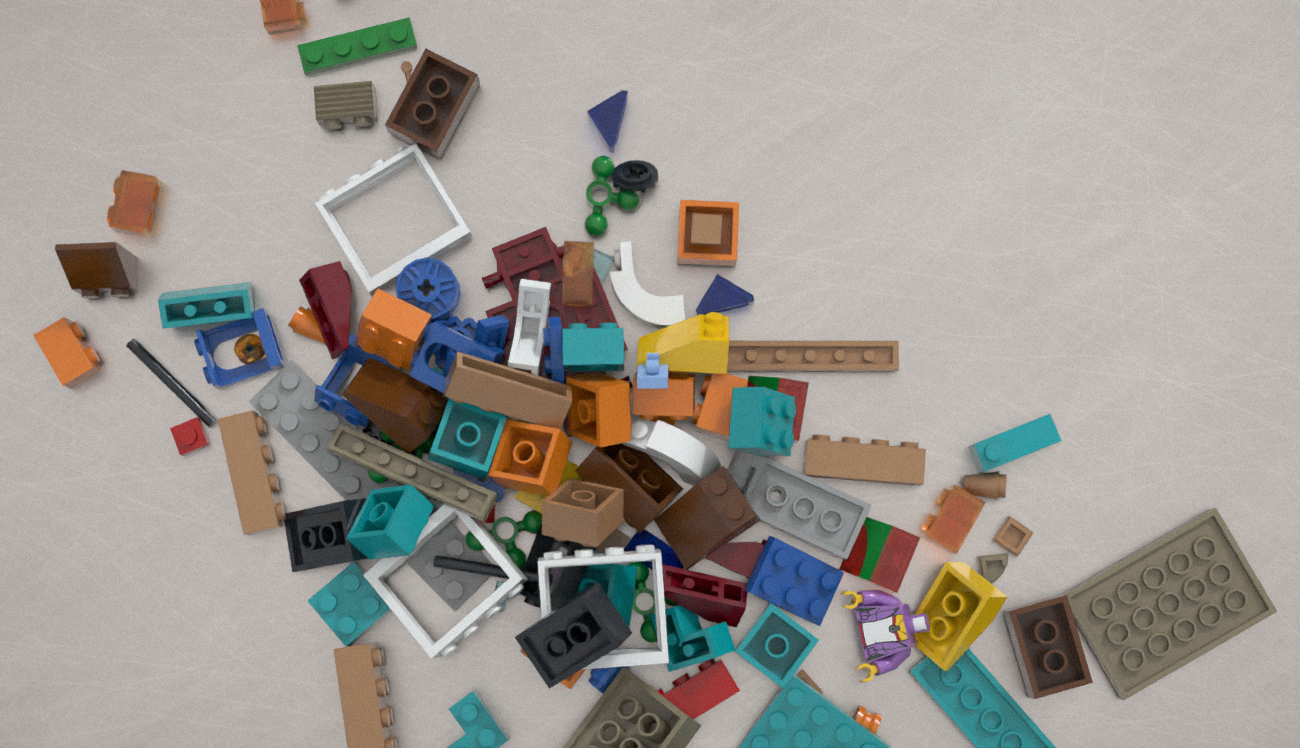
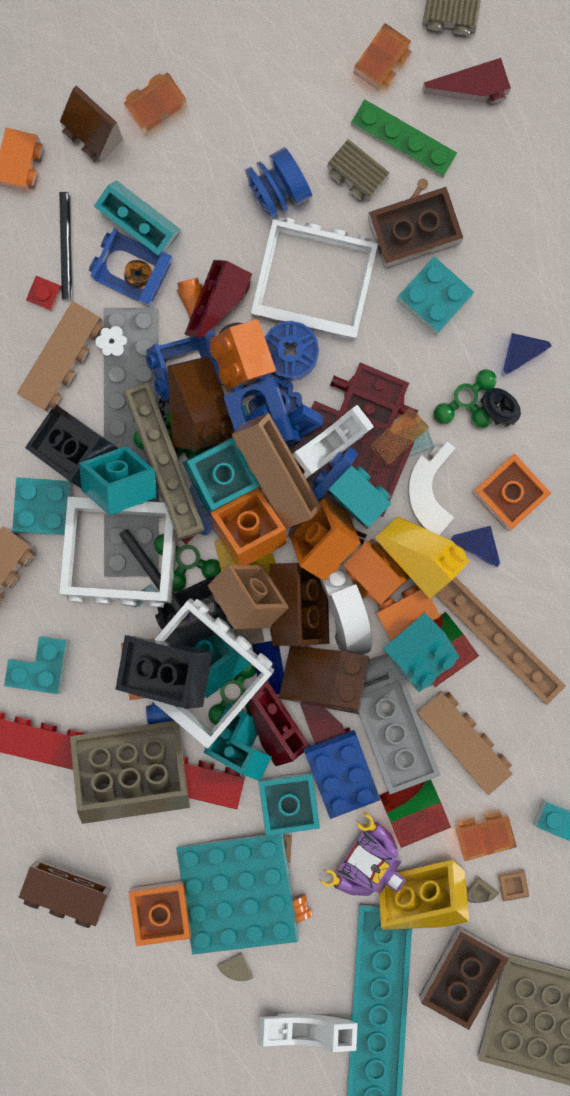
camera: 50 degrees right, 5 degrees up
(276, 412) = (107, 334): none -> white plant
(291, 175) = (278, 183): none -> blue wheel
(499, 141) = (435, 296): none -> teal brick
(652, 374) = (381, 552): light blue tile -> none
(706, 229) = (511, 490): medium nougat tile -> none
(988, 485) = (529, 835): medium nougat cone -> none

